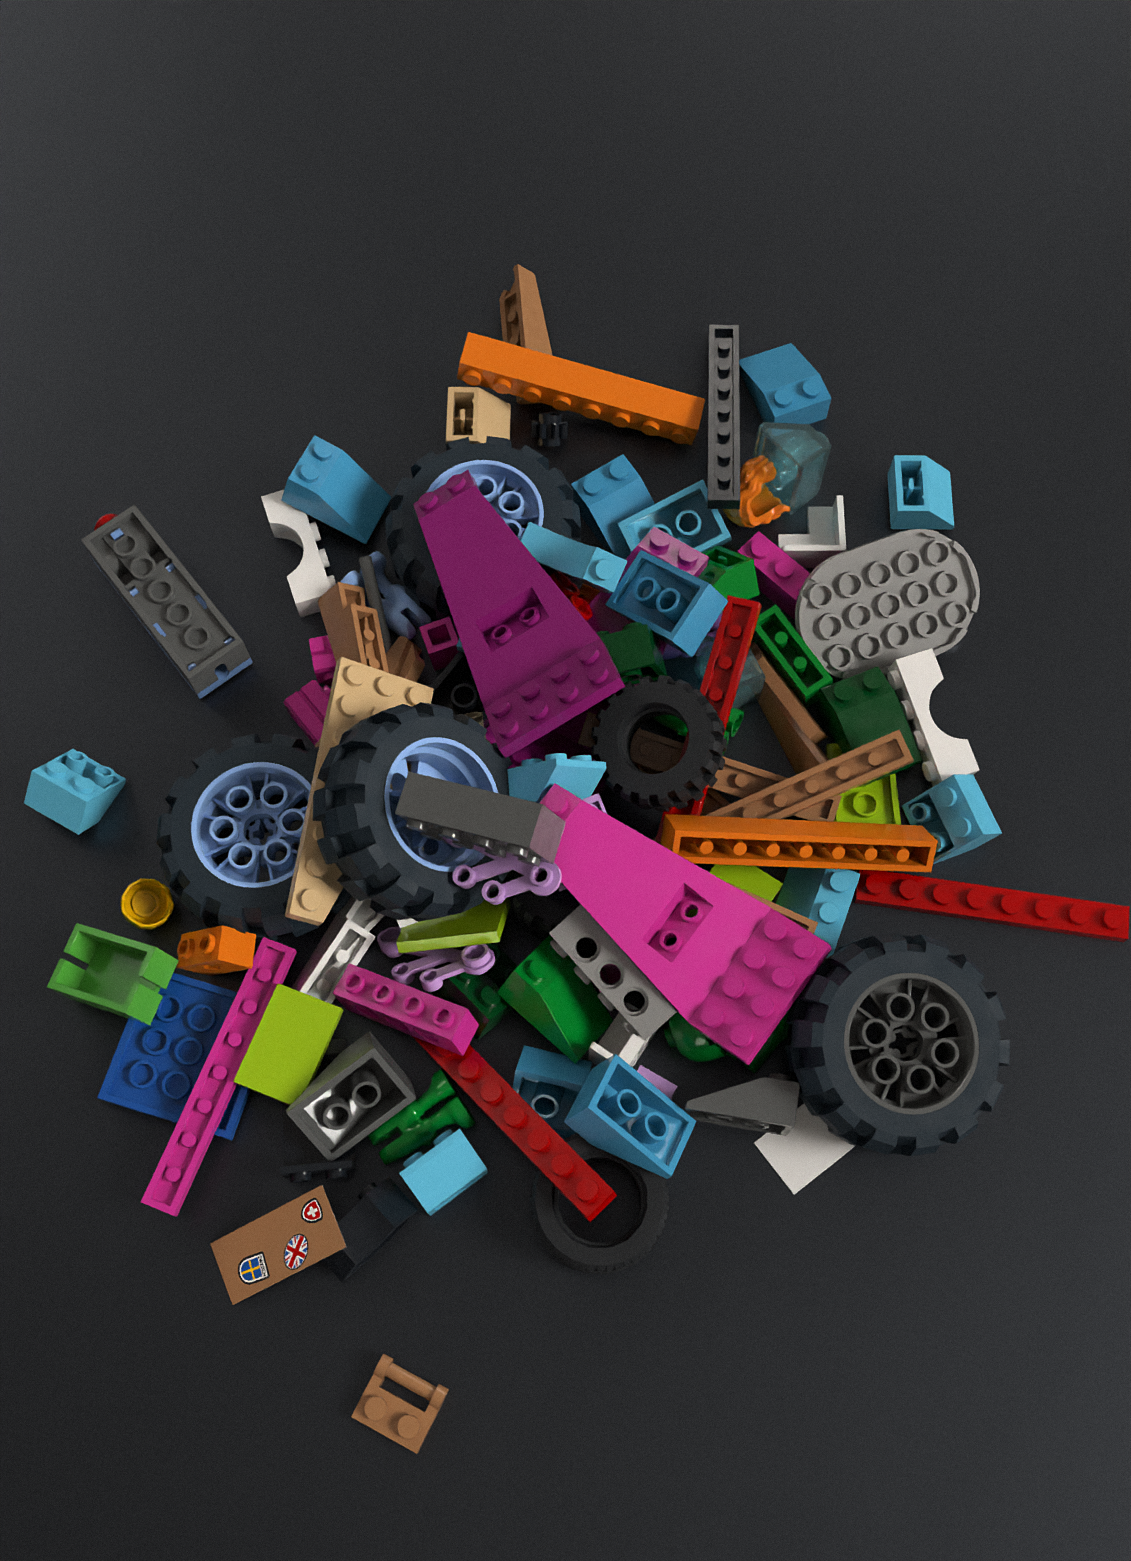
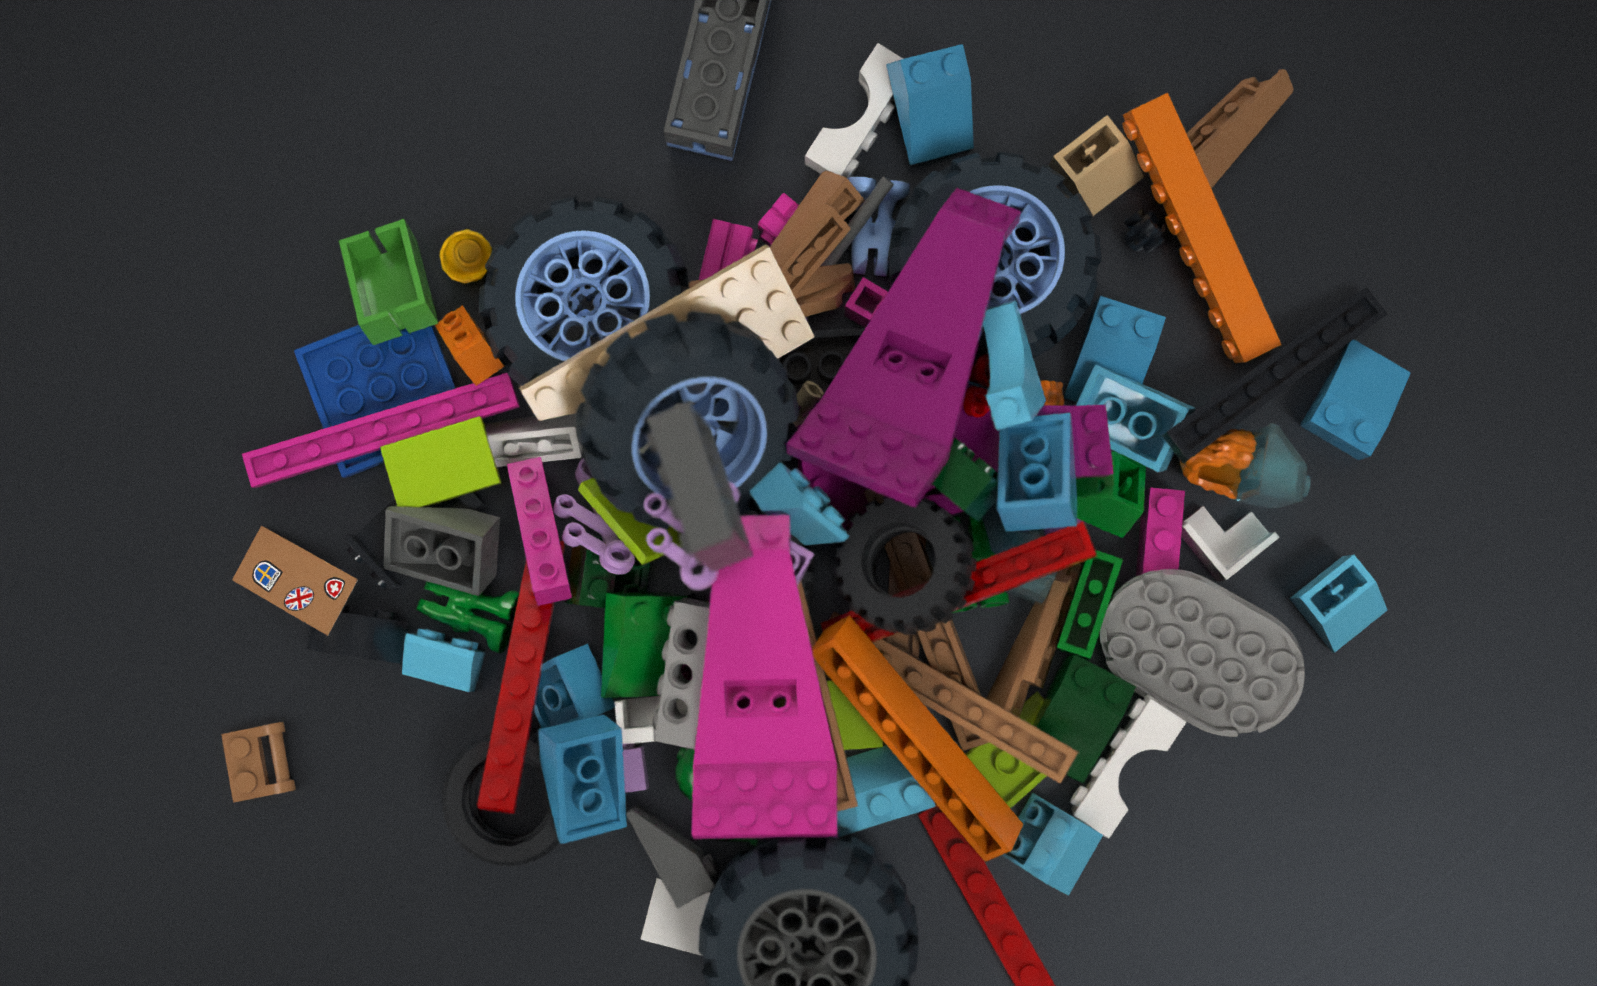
camera: 50 degrees right, 15 degrees up
(73, 790) = (510, 115): medium azure slope -> none

